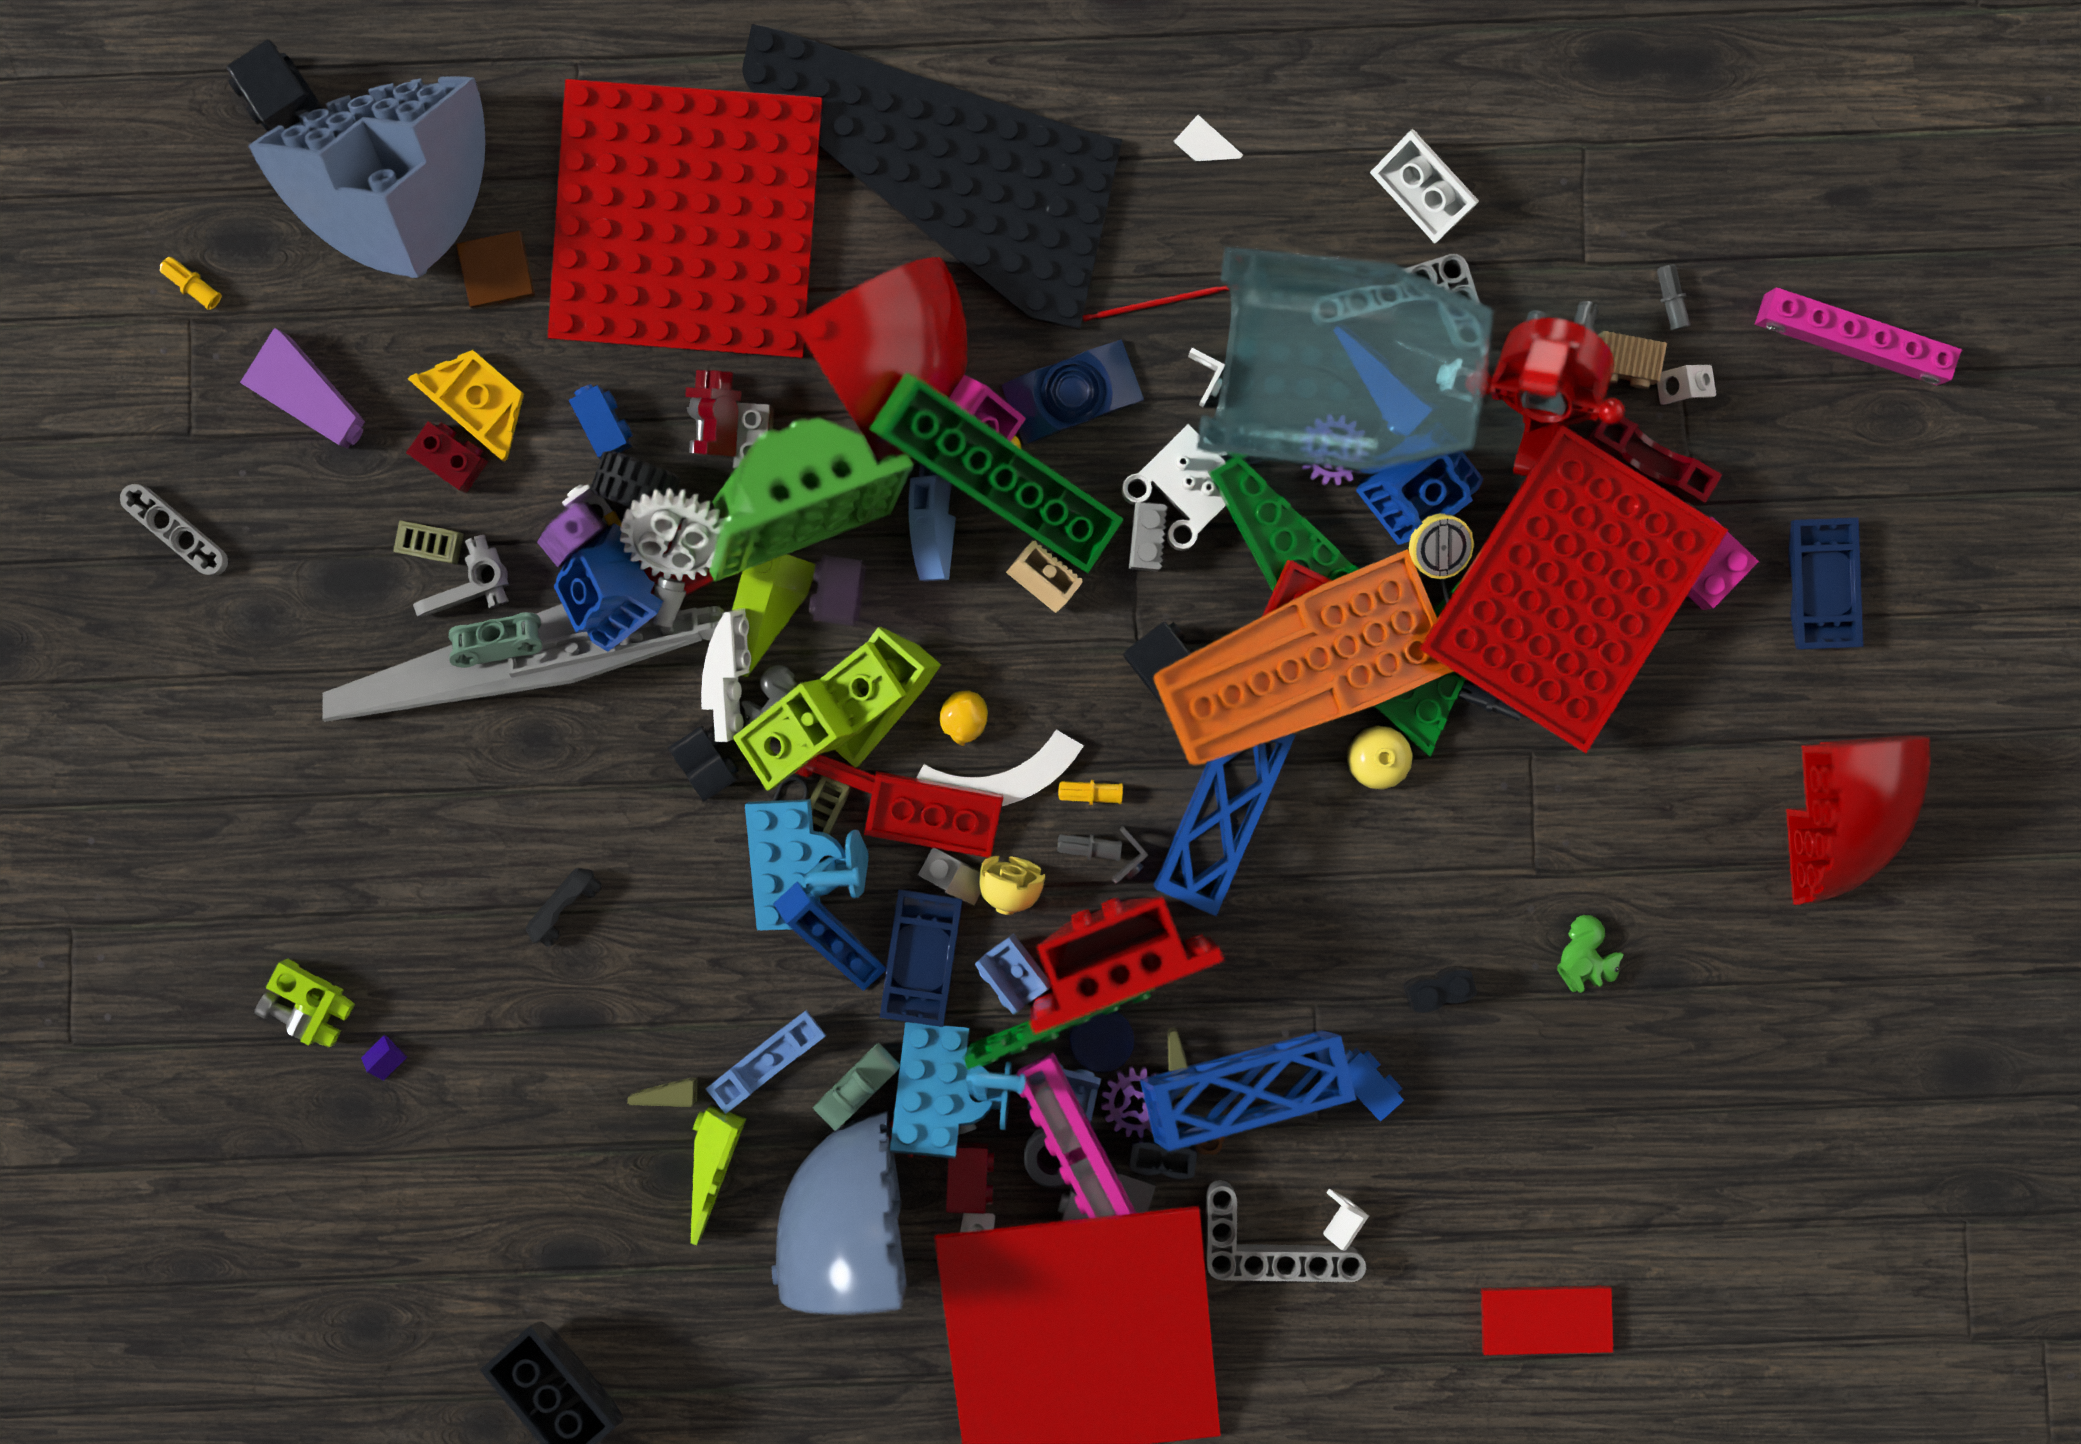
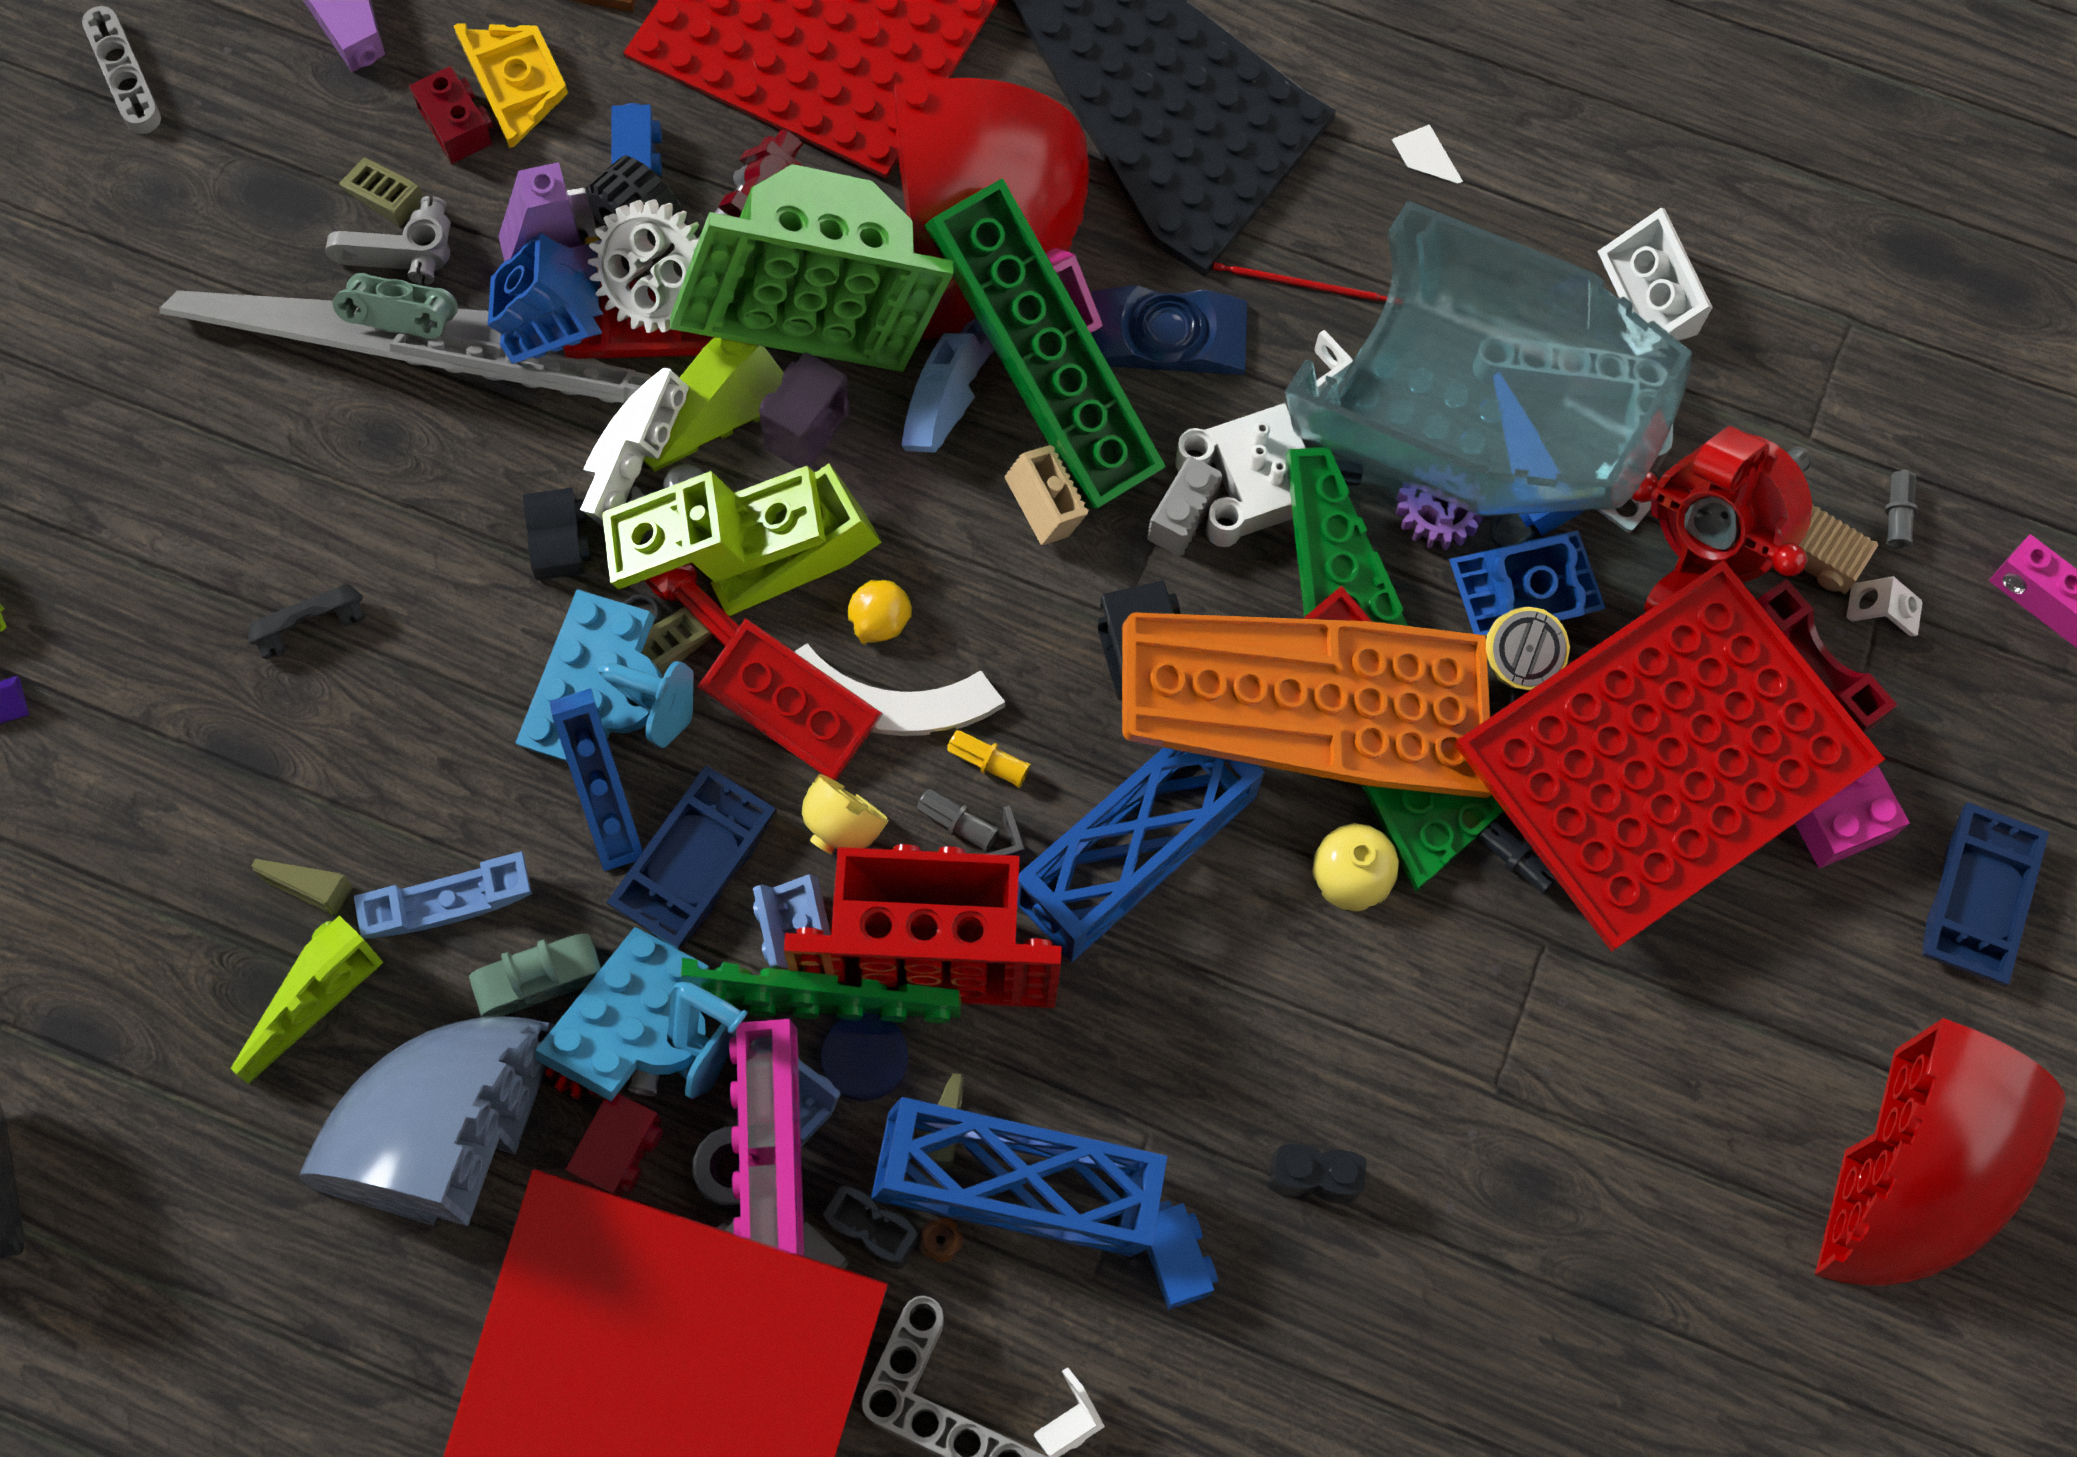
camera: 25 degrees right, 20 degrees down
(672, 594) = (613, 340): light grey cone -> none
(951, 875) = (776, 782): light grey slope -> none
(1122, 1109) = (850, 1147): medium lavender gear -> none
(1582, 961) = (1514, 1218): bright green animal -> none

